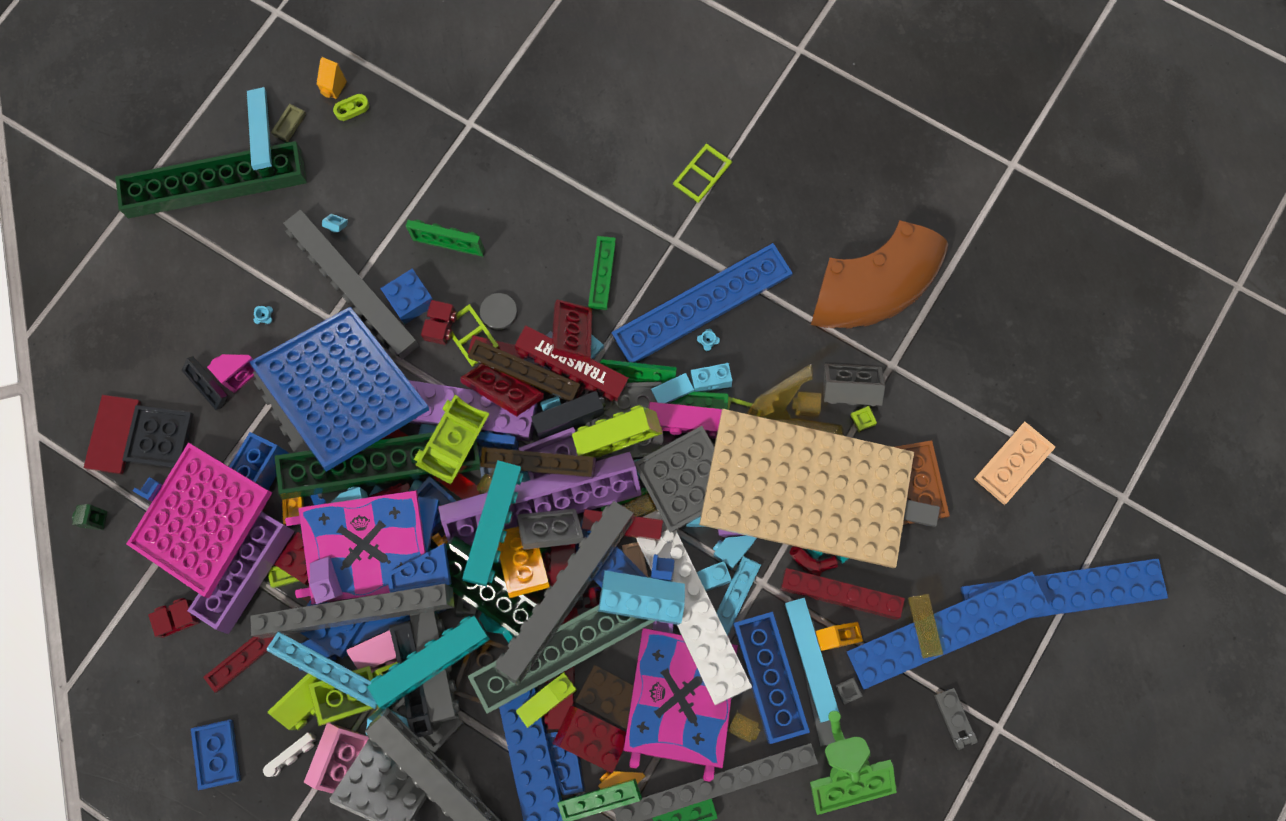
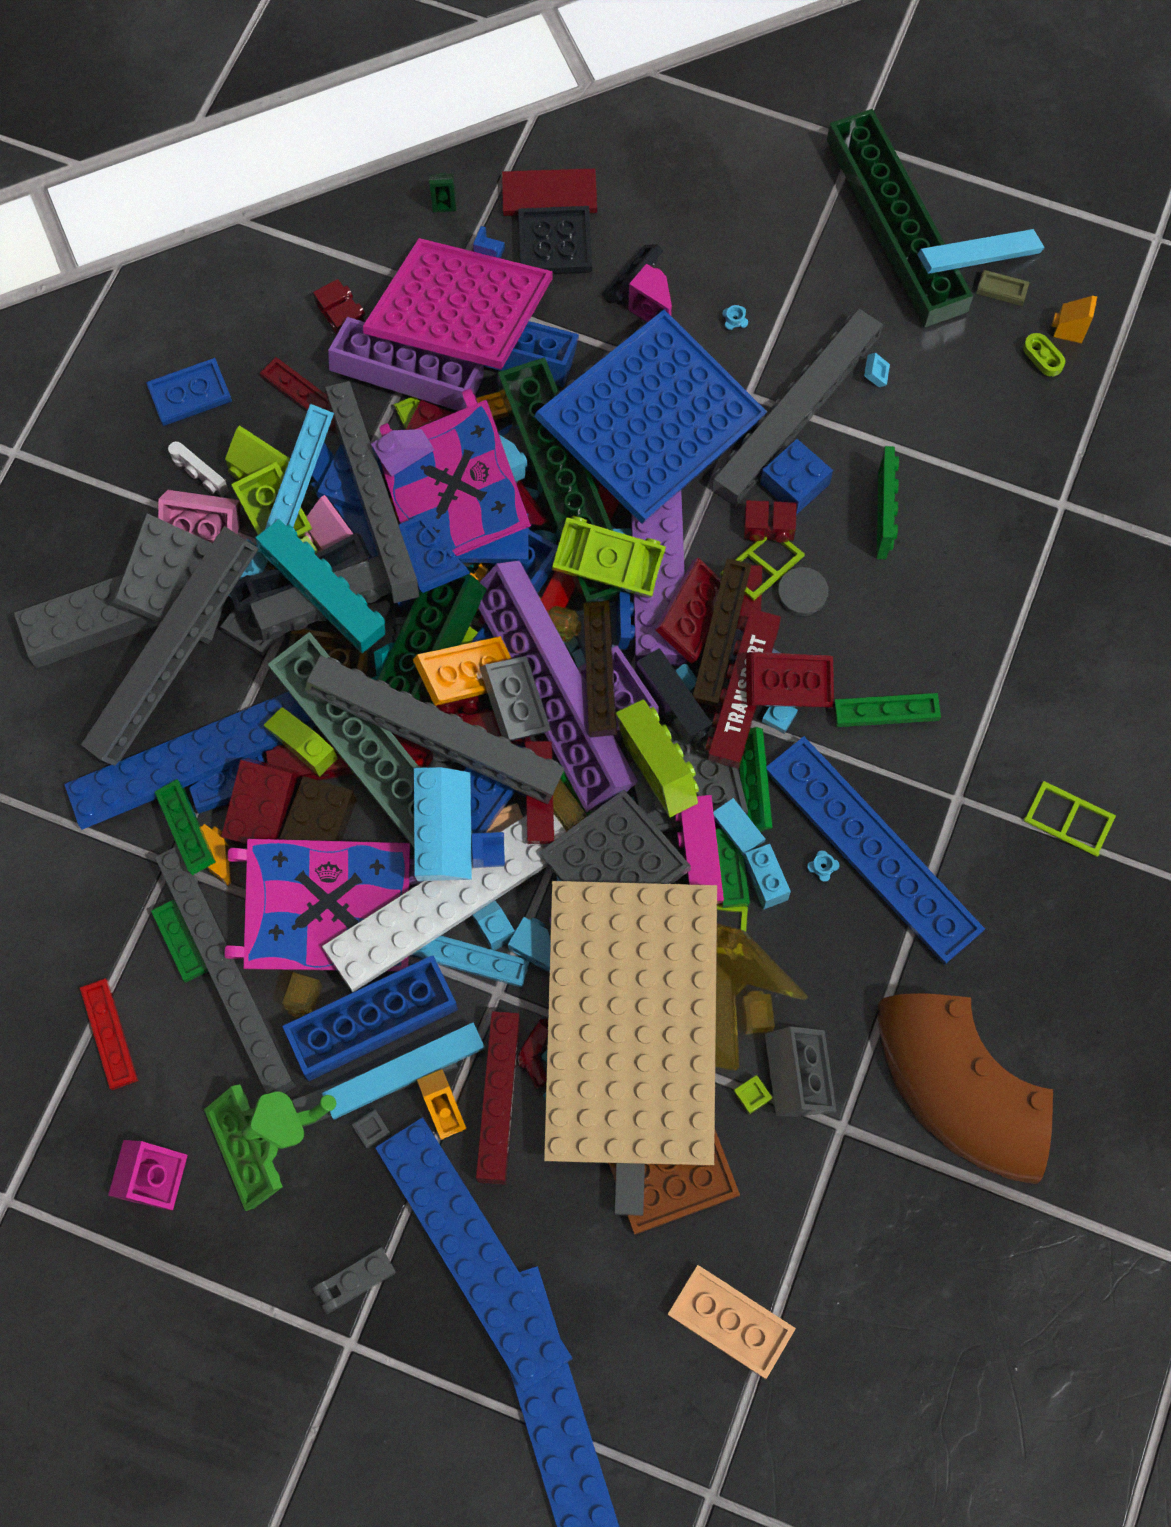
camera: 75 degrees right, 5 degrees down
(492, 523) = (503, 621): teal brick -> none
(925, 626) = (470, 1214): clear yellow tile -> none

